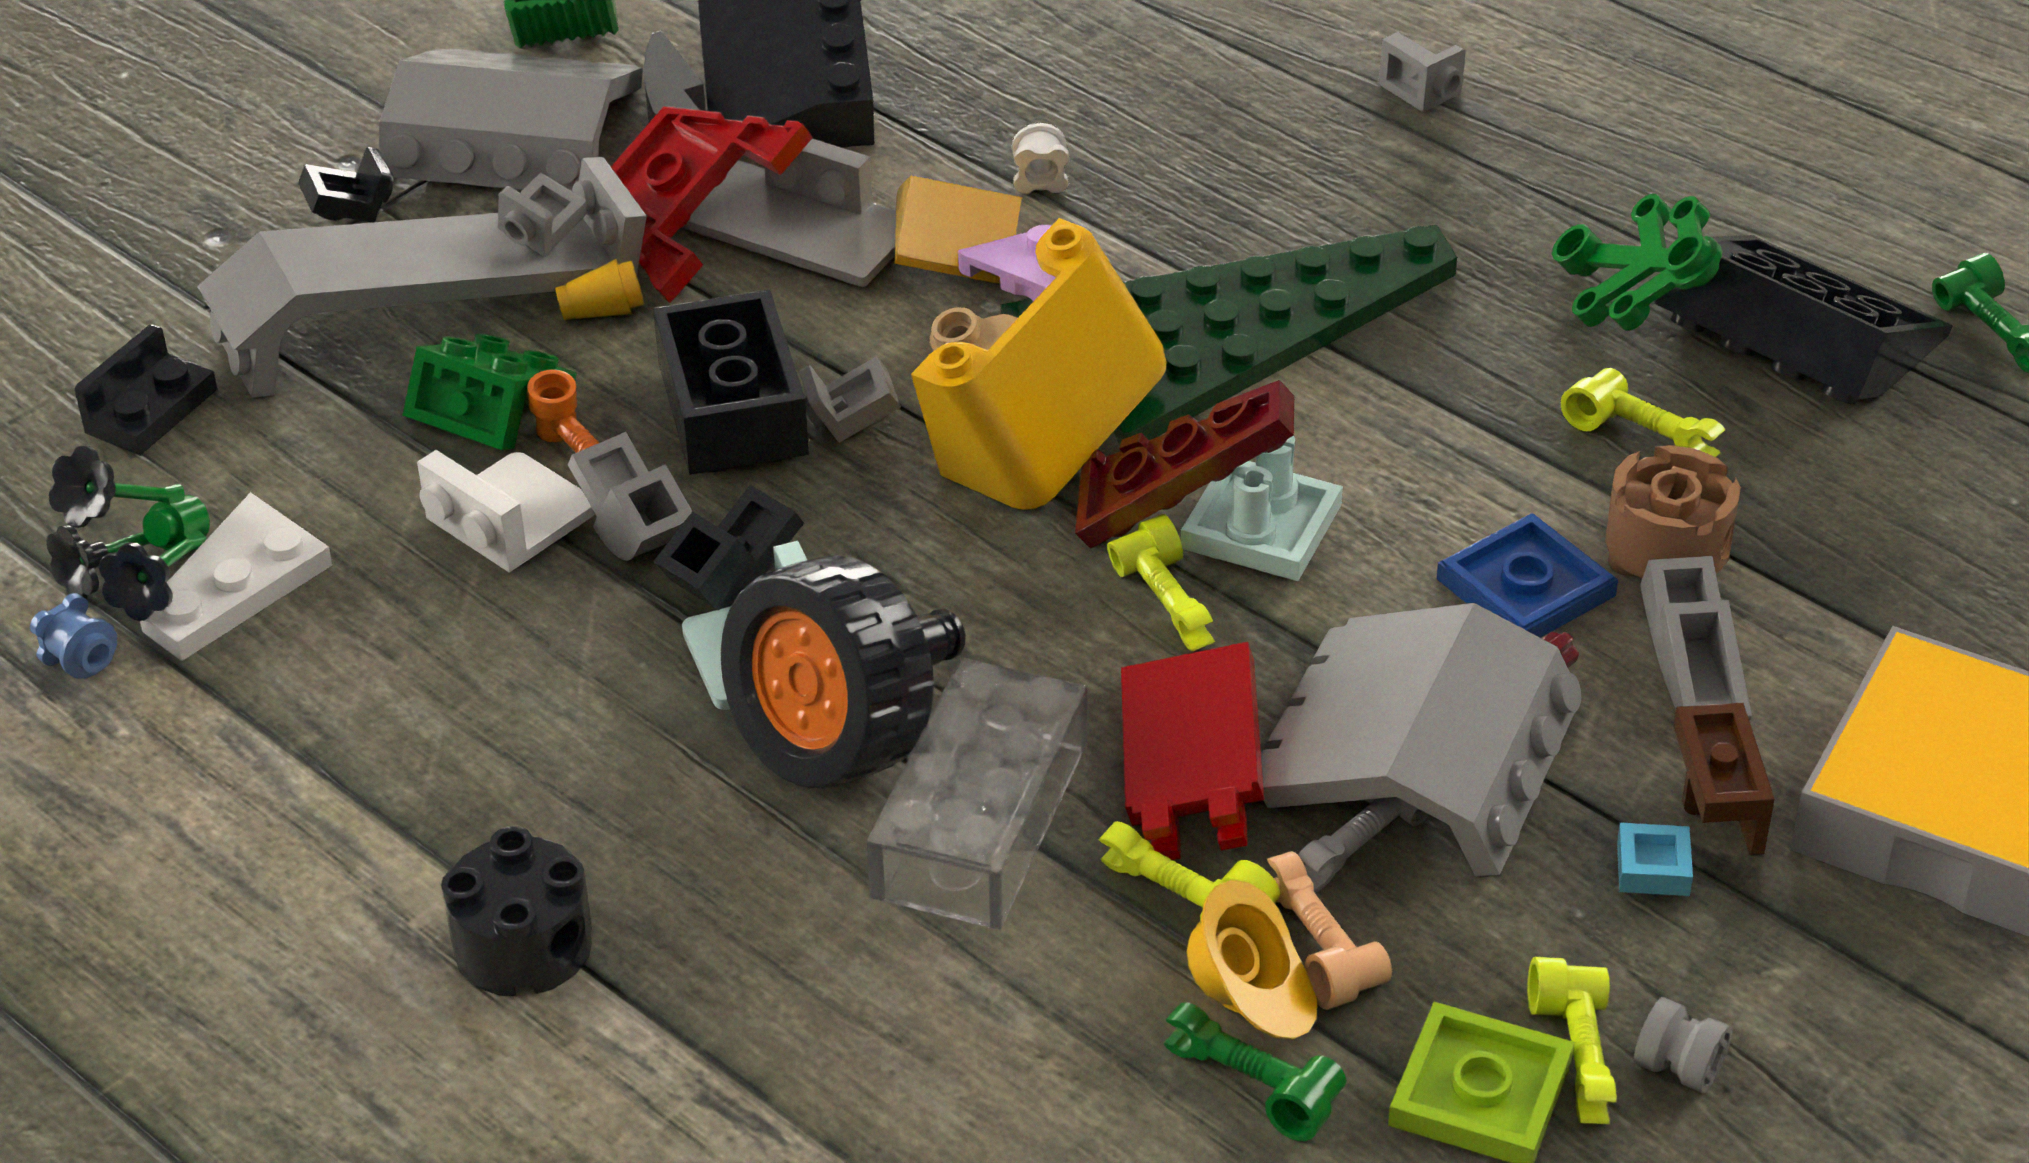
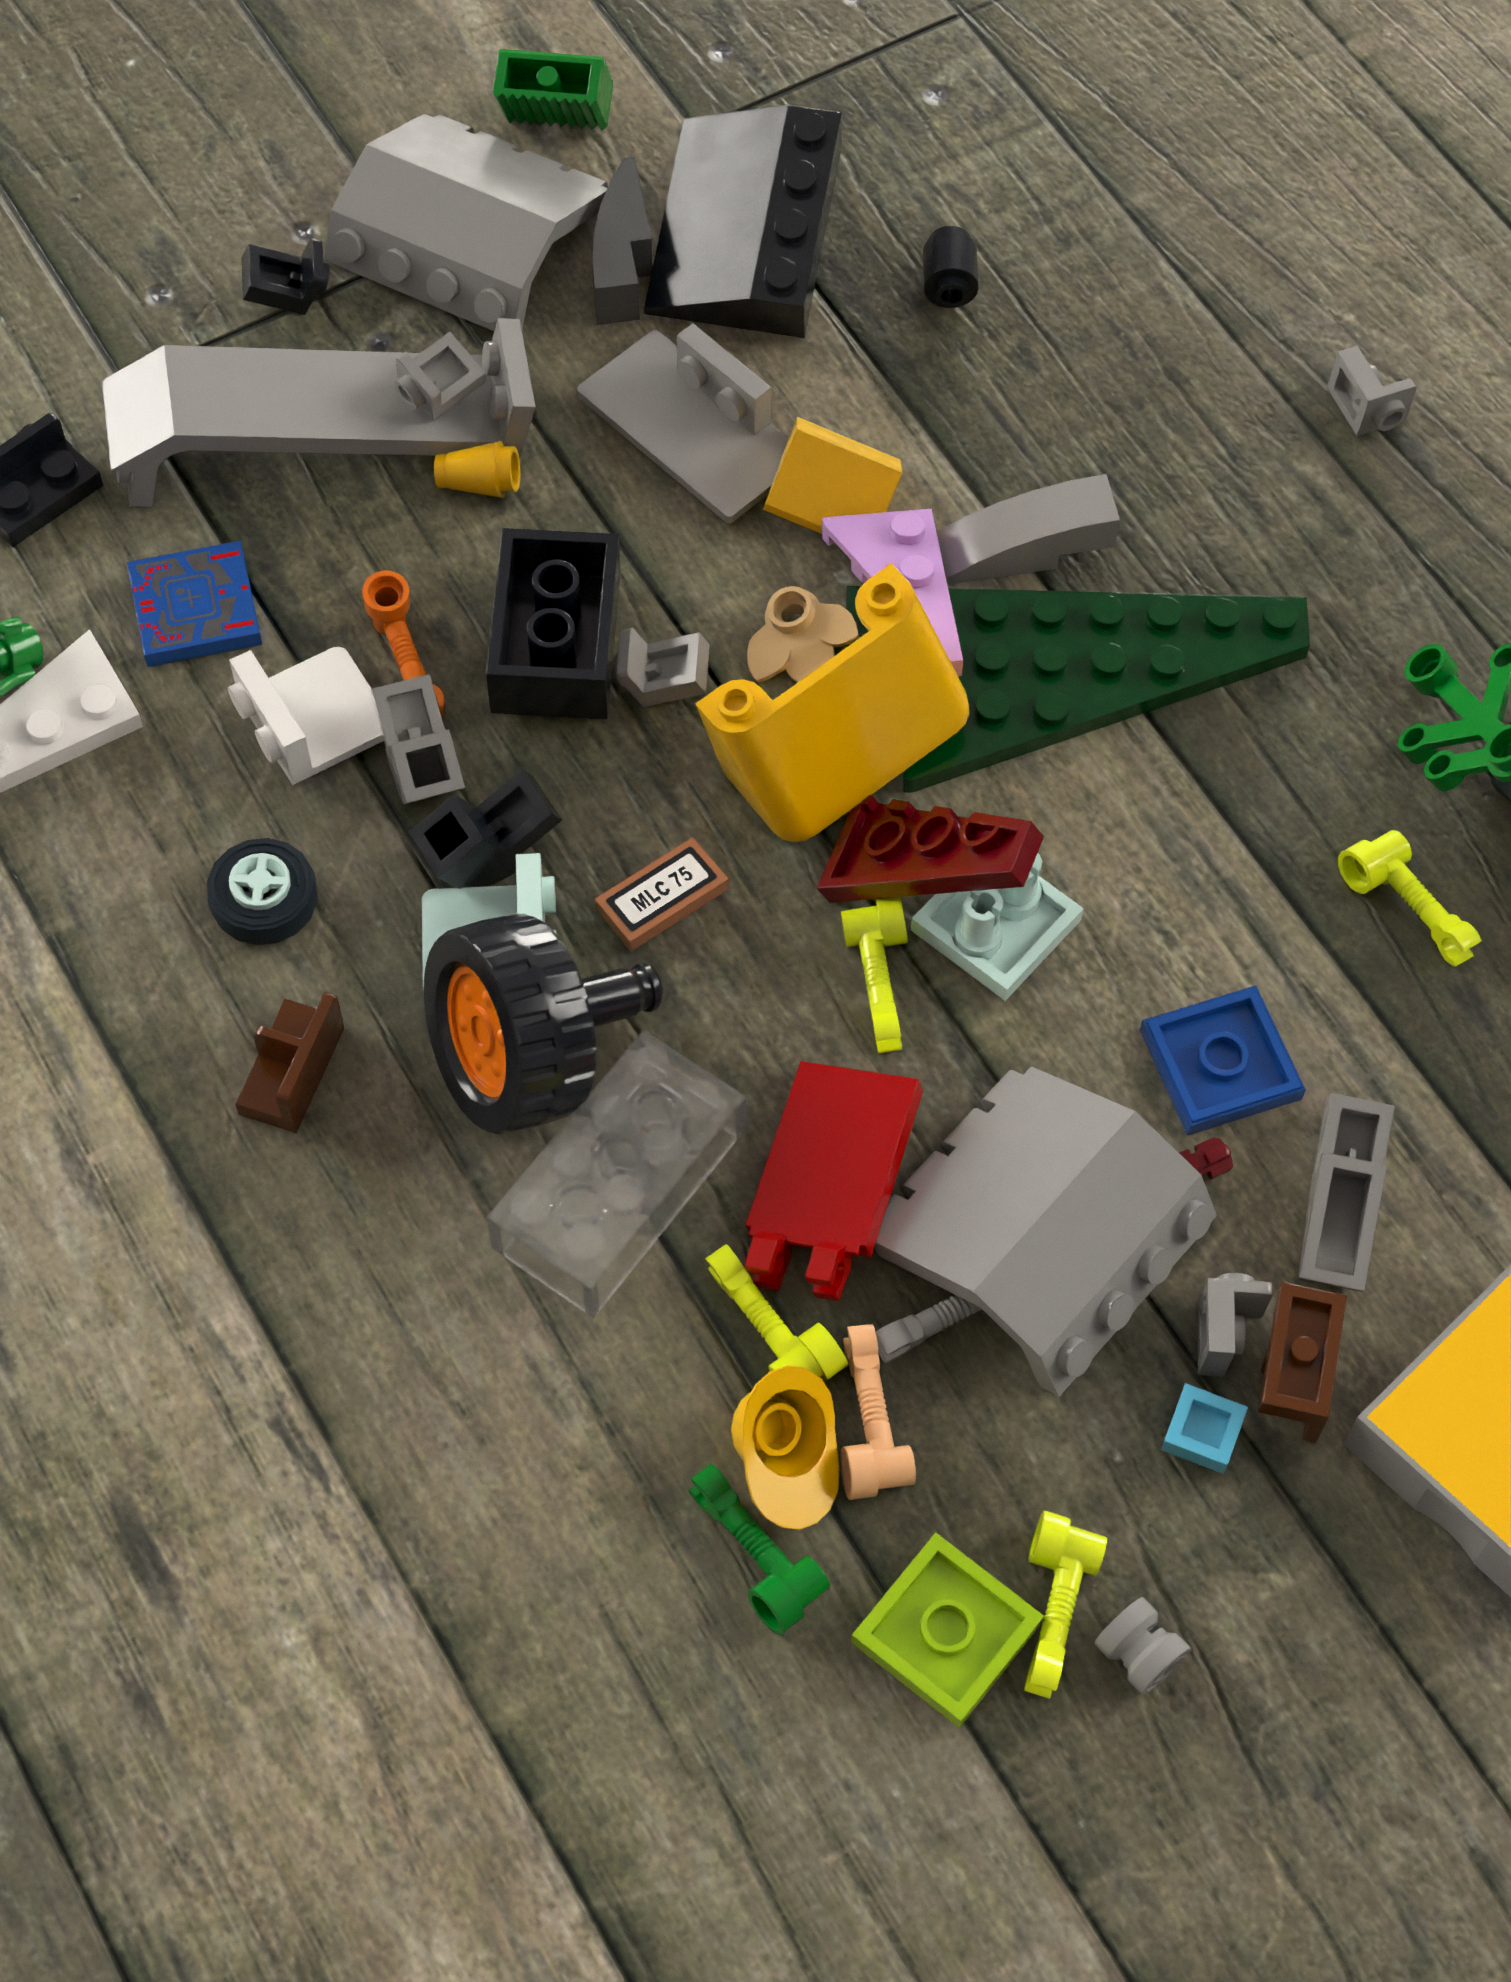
camera: 15 degrees right, 20 degrees up
(349, 454) = (194, 603): none -> blue tile
(474, 387) = (327, 553): green bracket -> none
(514, 657) = (247, 873): none -> black wheel
(518, 913) = (170, 1191): black brick -> none
(599, 787) = (291, 1062): none -> reddish brown panel
(677, 167) = (585, 346): red wing -> none
(934, 565) = (661, 894): none -> tile
(993, 61) = (950, 267): none -> black brick
(1041, 158) = (949, 410): white brick -> none
(1164, 220) = (1030, 531): none -> light grey slope
(1632, 764) = (1222, 1320): none -> light grey bracket
(1670, 509) = (1381, 1037): medium nougat brick -> none

